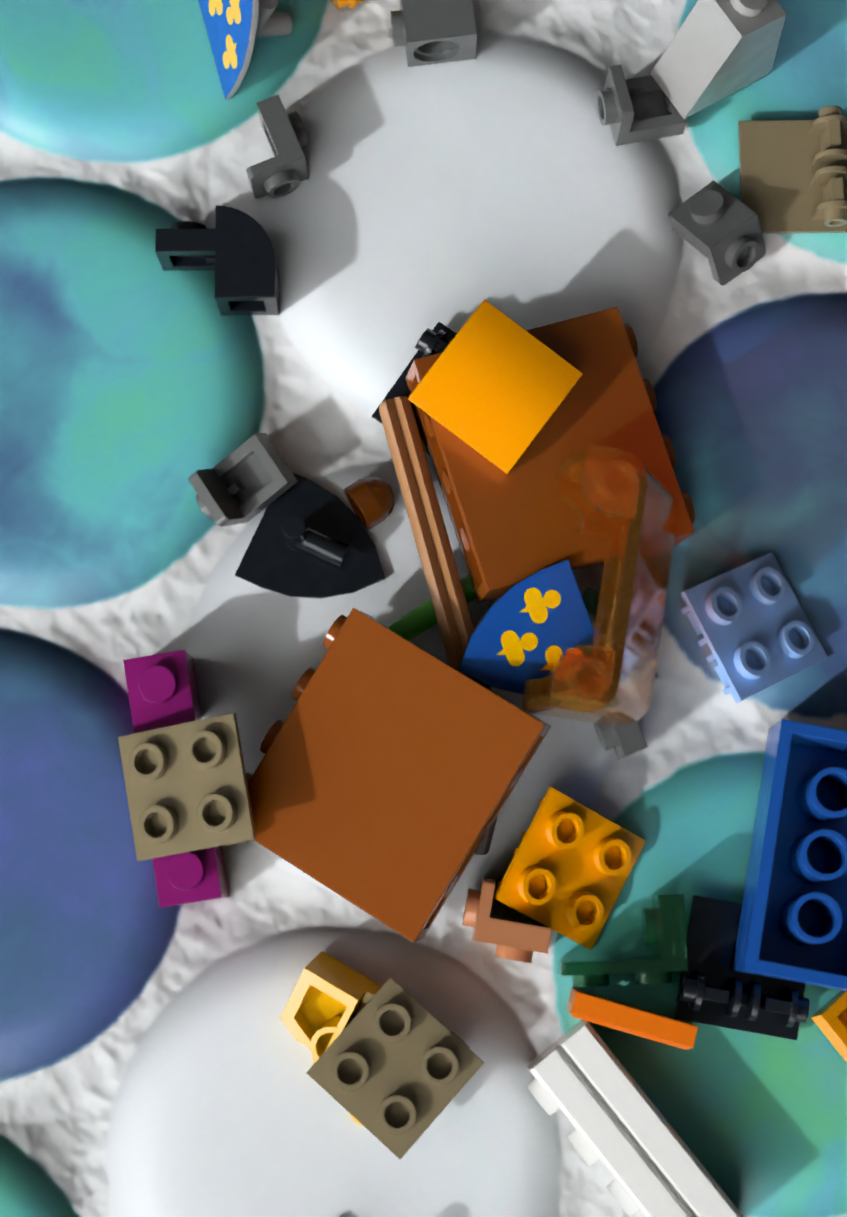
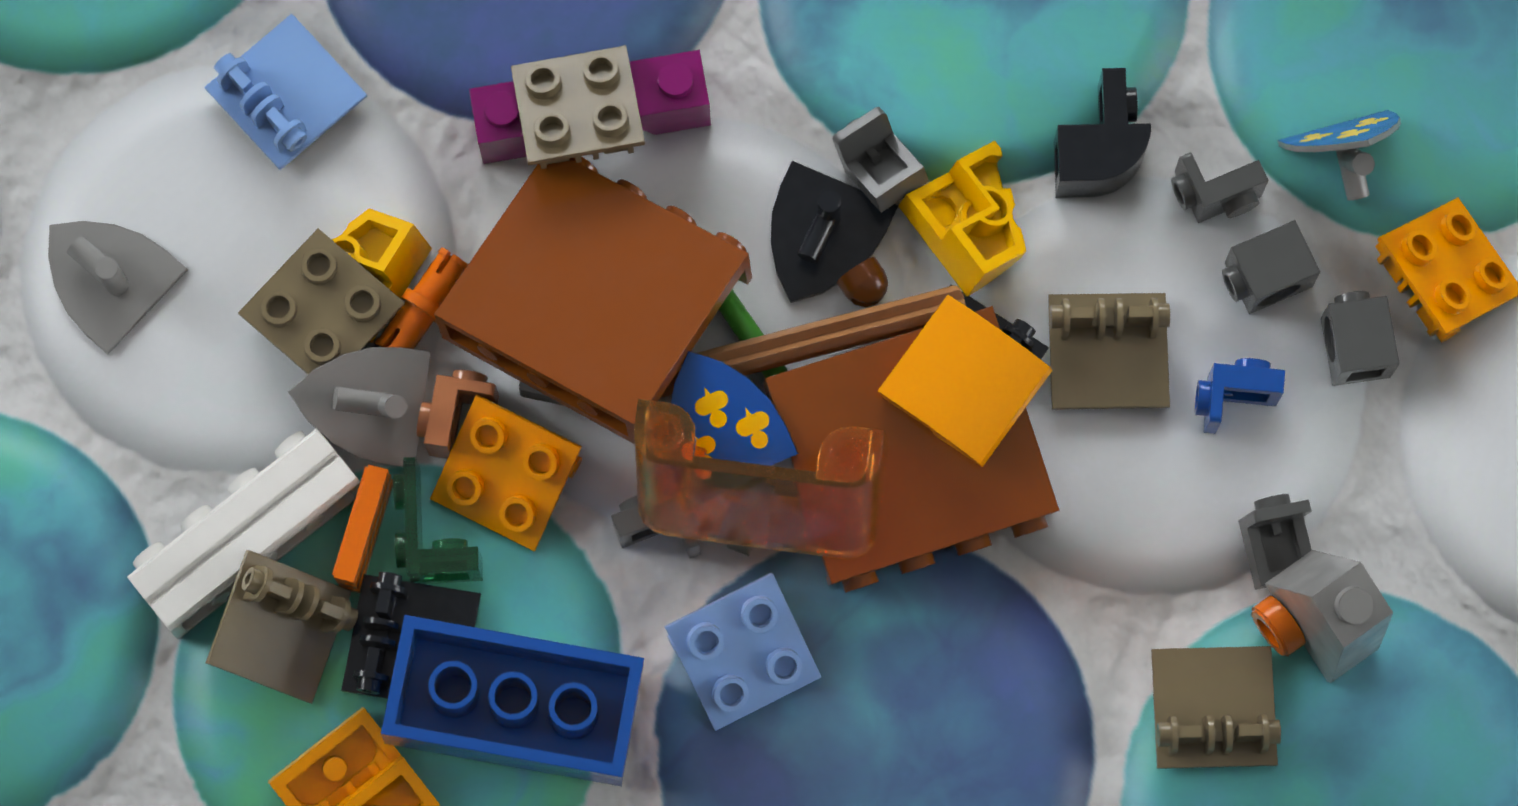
camera: 90 degrees right, 5 degrees down
(144, 1113) = (284, 91): none -> light blue hinge
(306, 395) = (968, 219): none -> yellow slope
(362, 103) = (1270, 268): none -> dark grey brick
(388, 958) = (422, 302): none -> orange pin
(440, 261) = (1109, 351): none -> dark tan hinge
(476, 127) = (1245, 382): none -> blue bracket
(495, 1015) = (368, 401): none -> light grey shield
(720, 230) = (1149, 623): dark grey bracket -> none
(723, 110) = (1277, 626): none -> orange tile
(738, 1106) = (280, 626): none -> dark tan hinge

